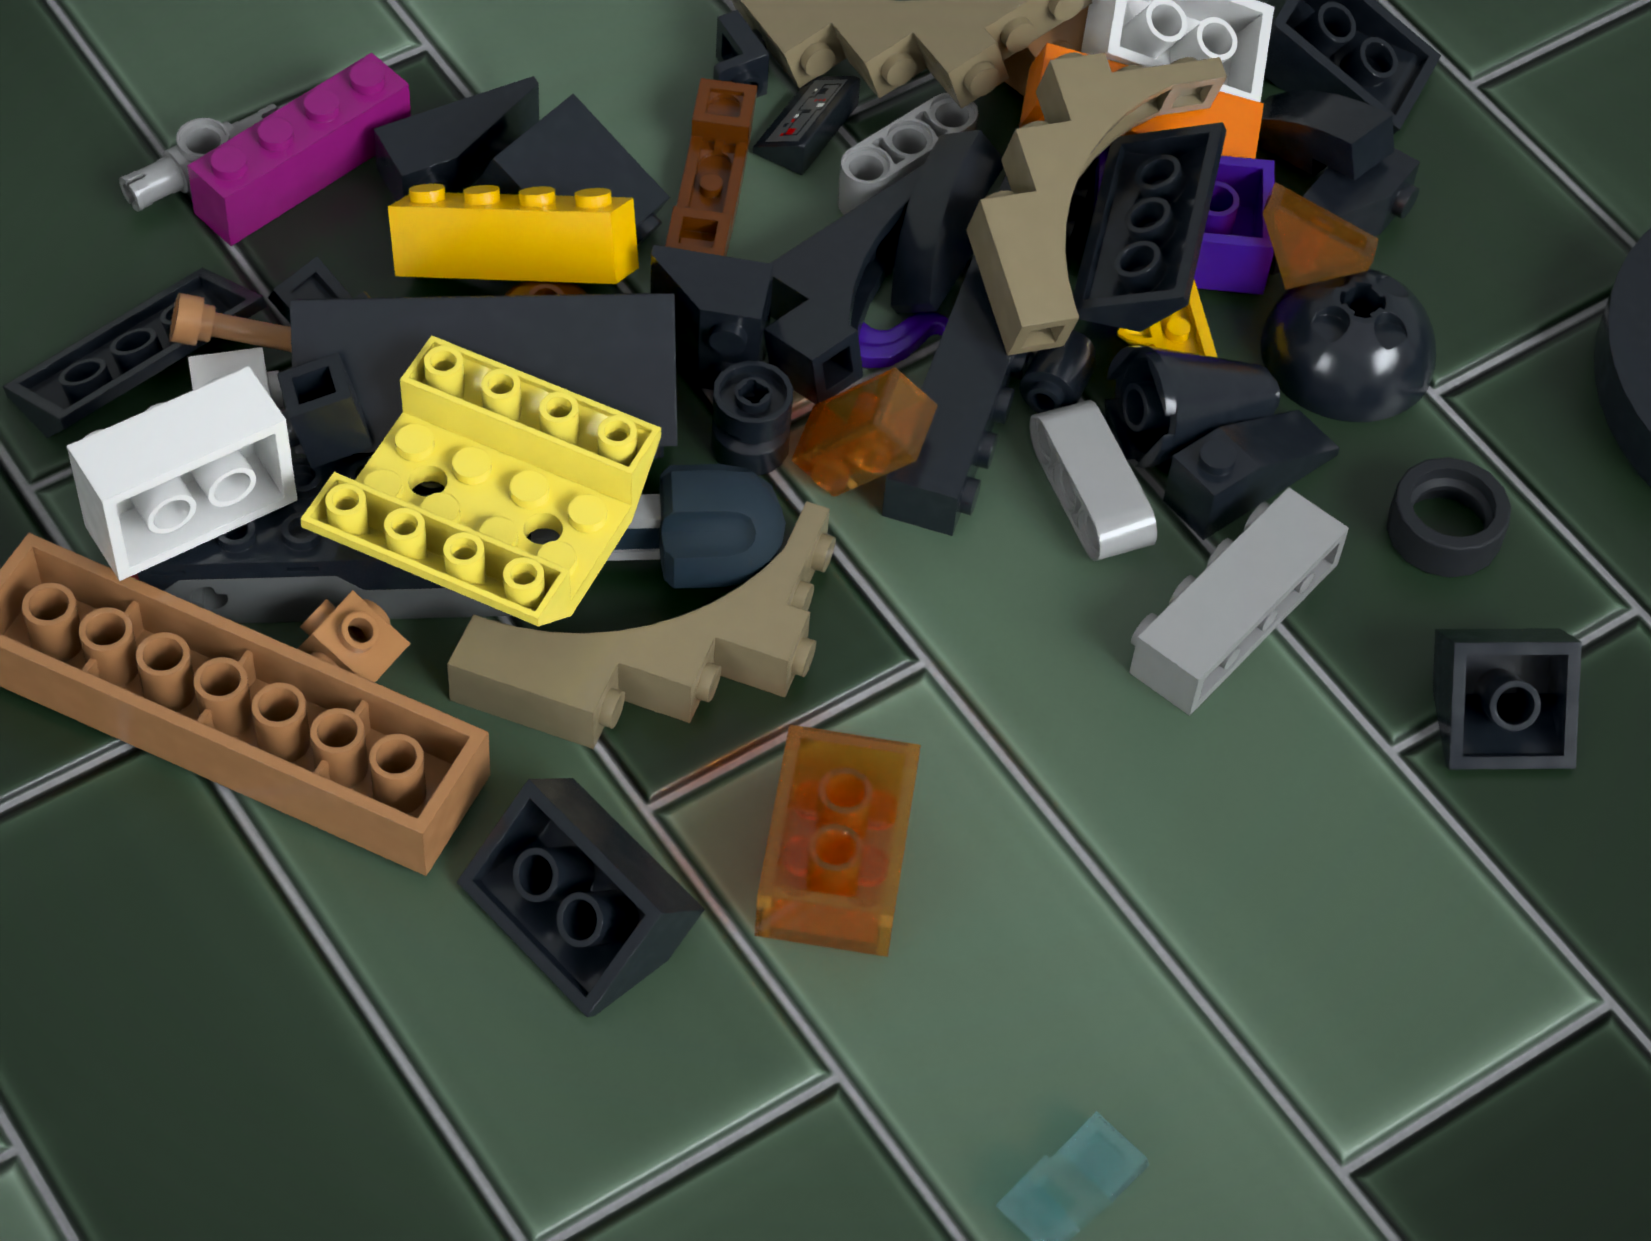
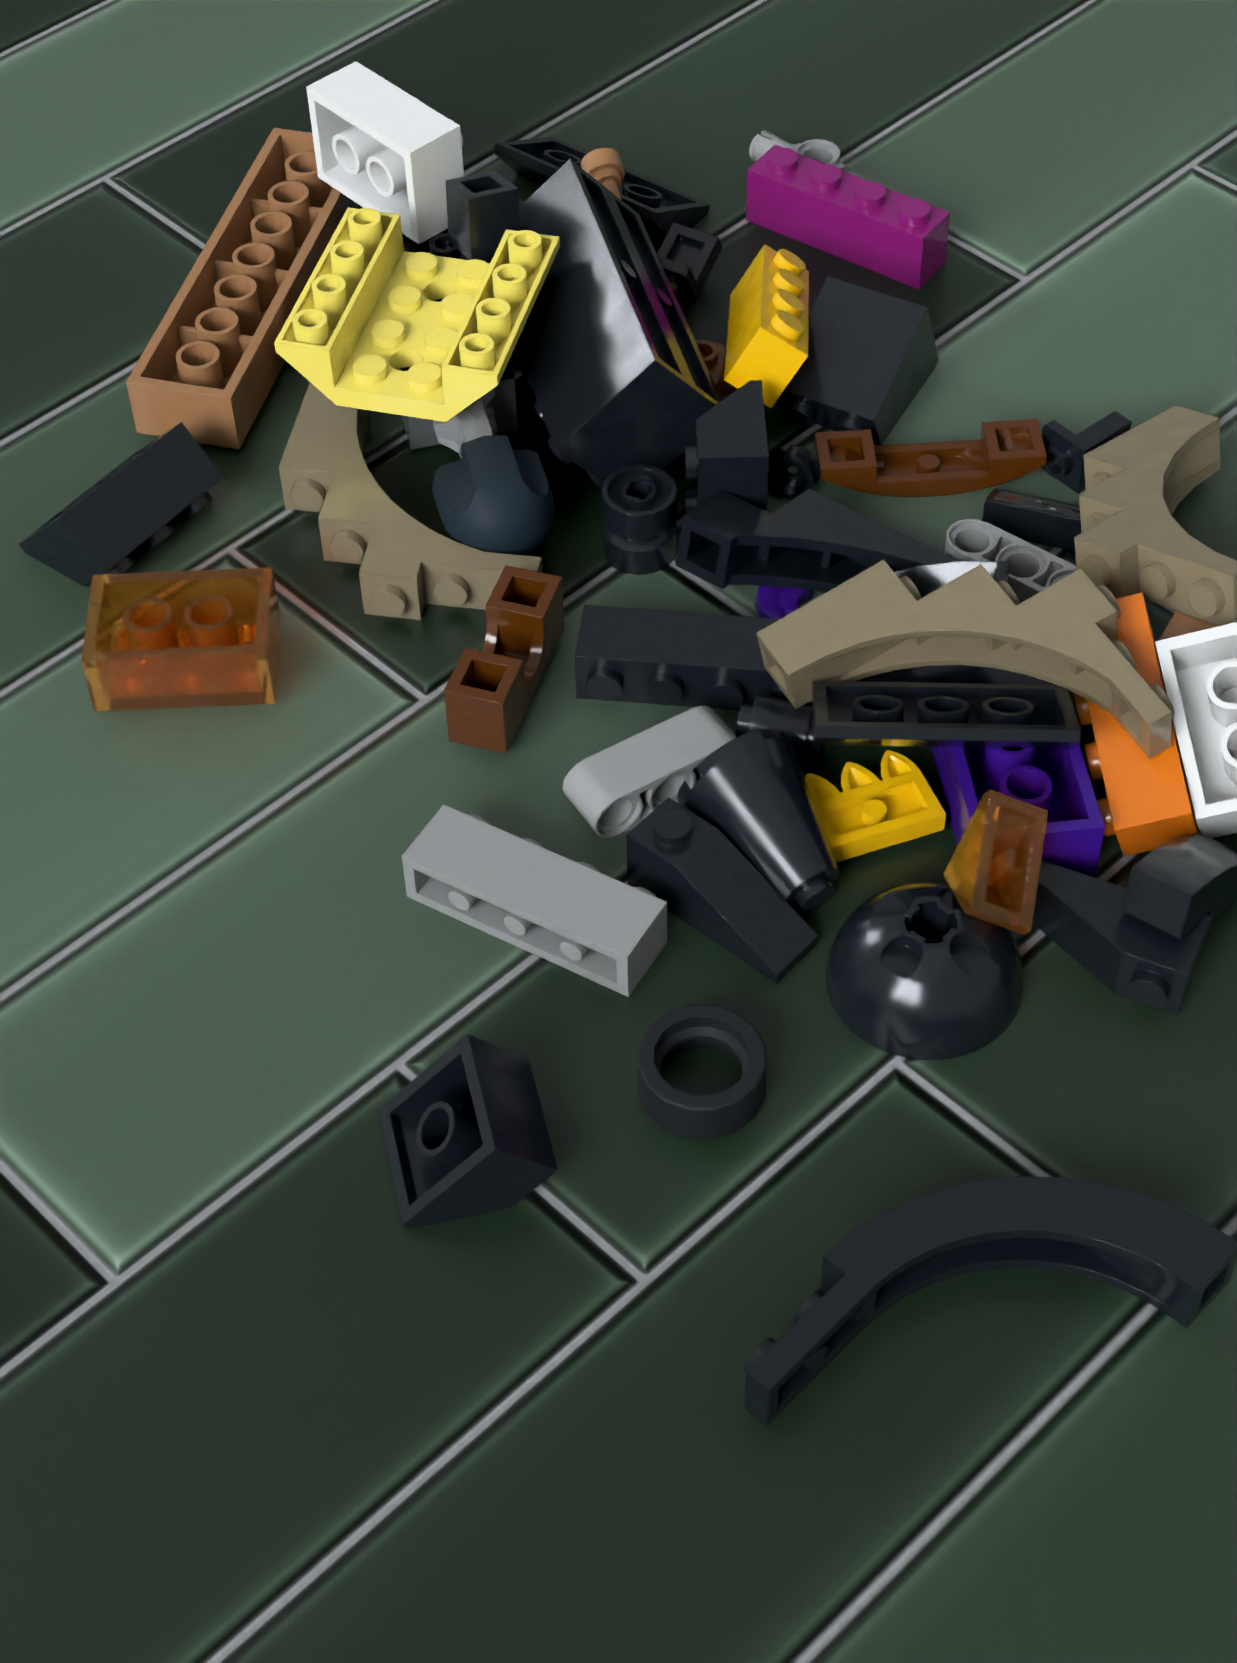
camera: 85 degrees right, 5 degrees down
(455, 140) = (881, 270): black slope -> none
(864, 432) = (625, 575): clear orange brick -> none
(889, 546) = (496, 685): none -> reddish brown arch

